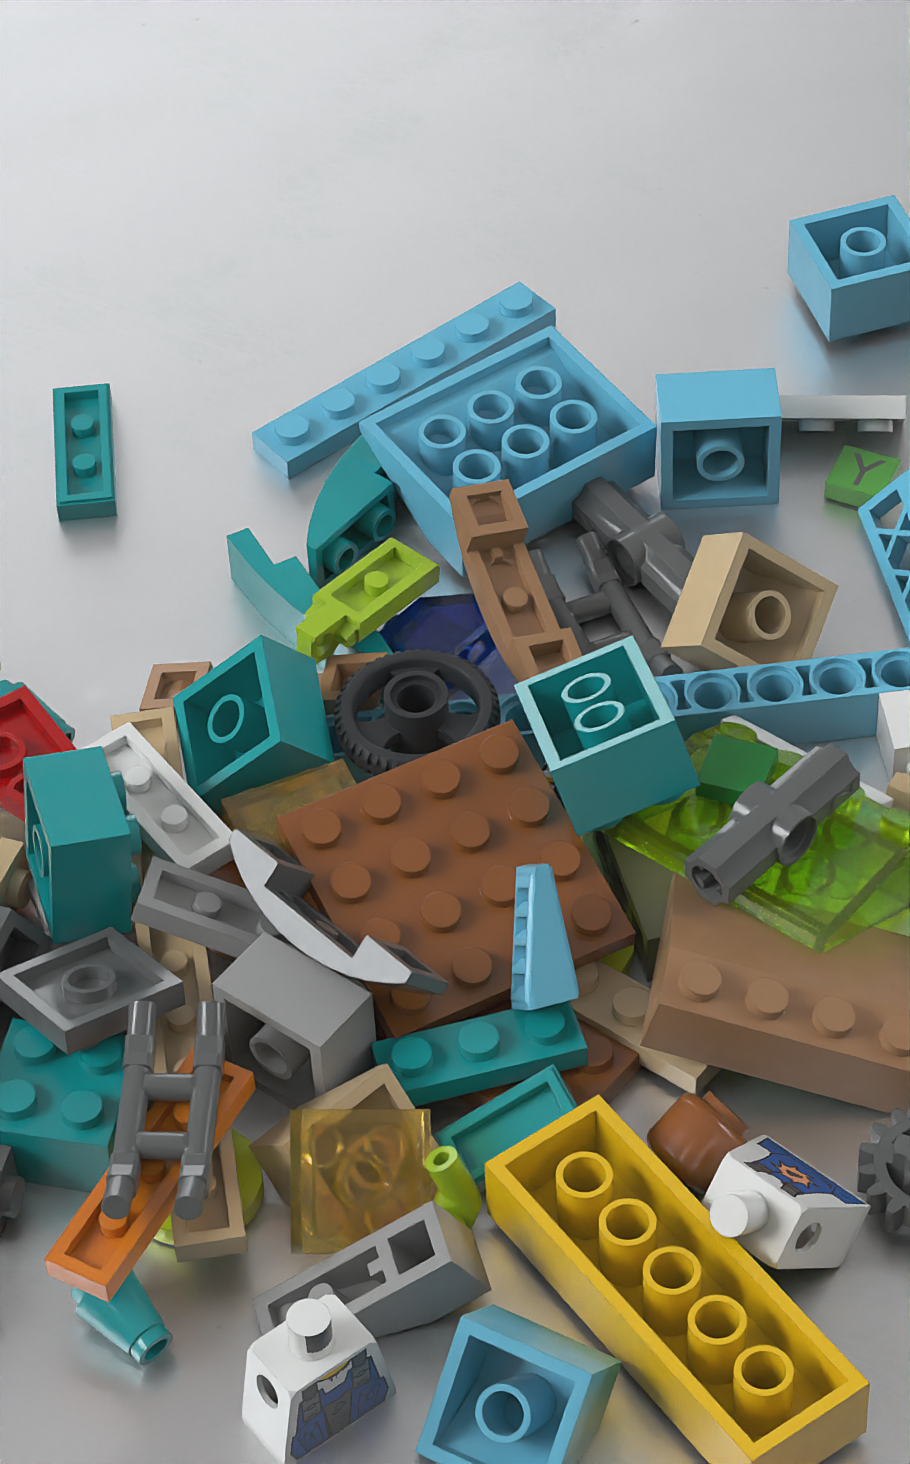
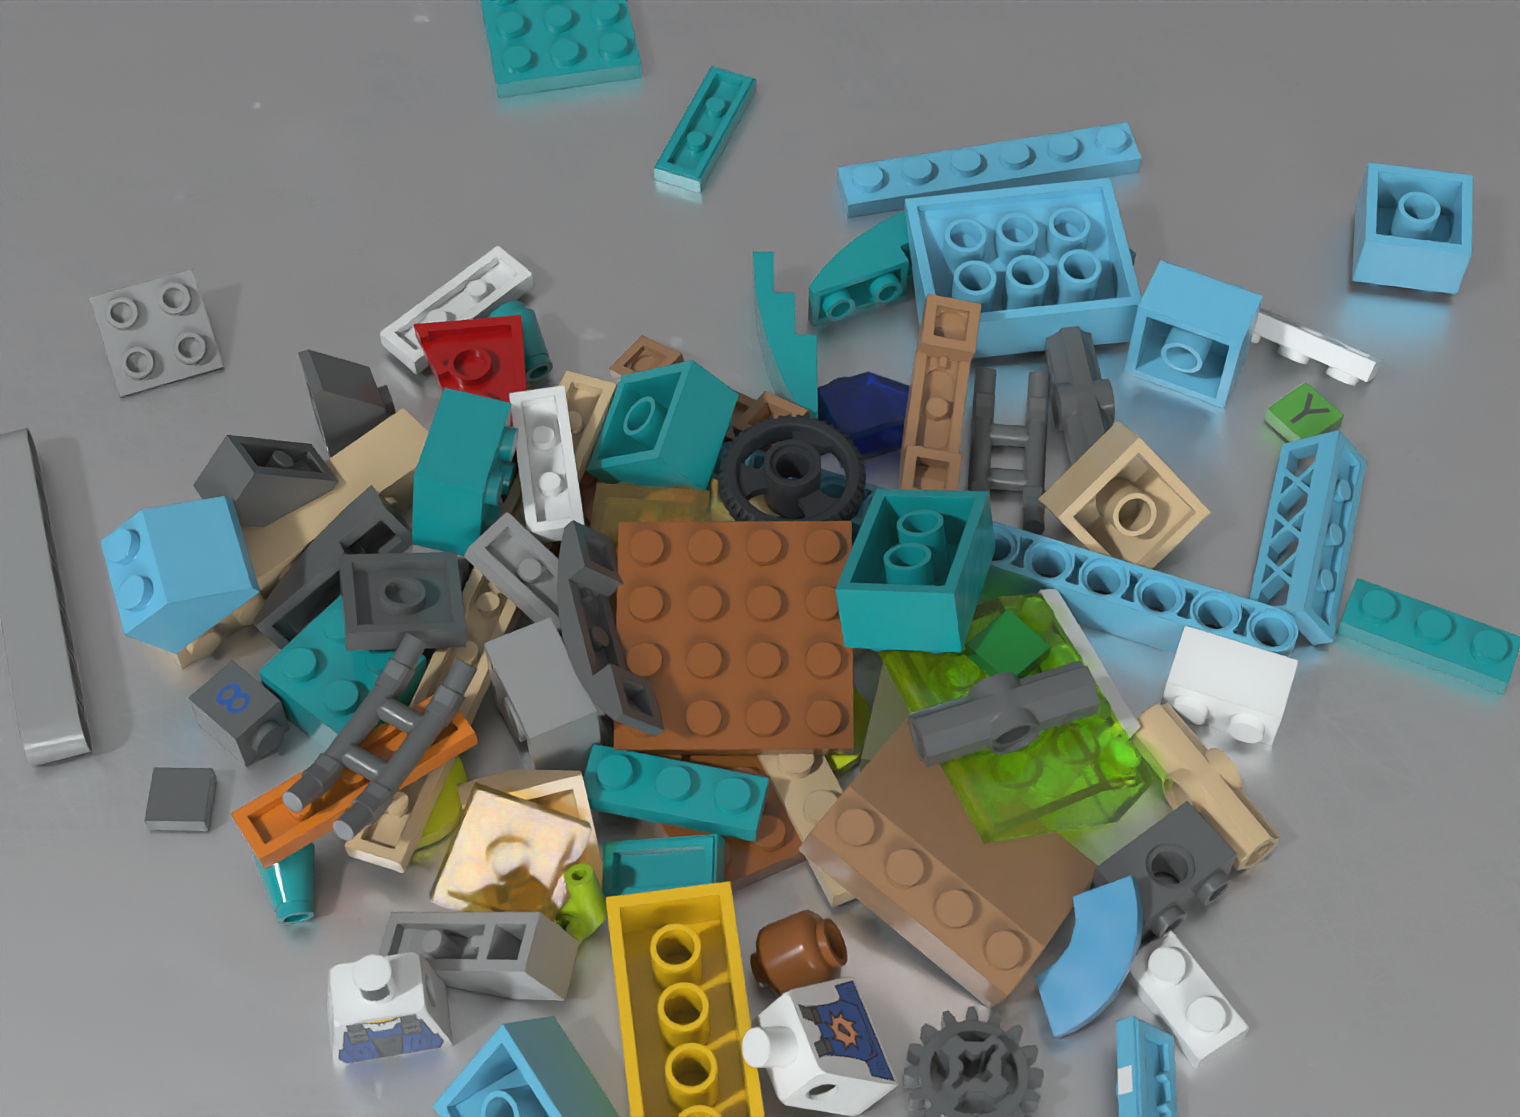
camera: 25 degrees right, 10 degrees up
(364, 598) = (816, 356): lime hinge -> none
(541, 951) = (751, 744): medium azure slope -> none

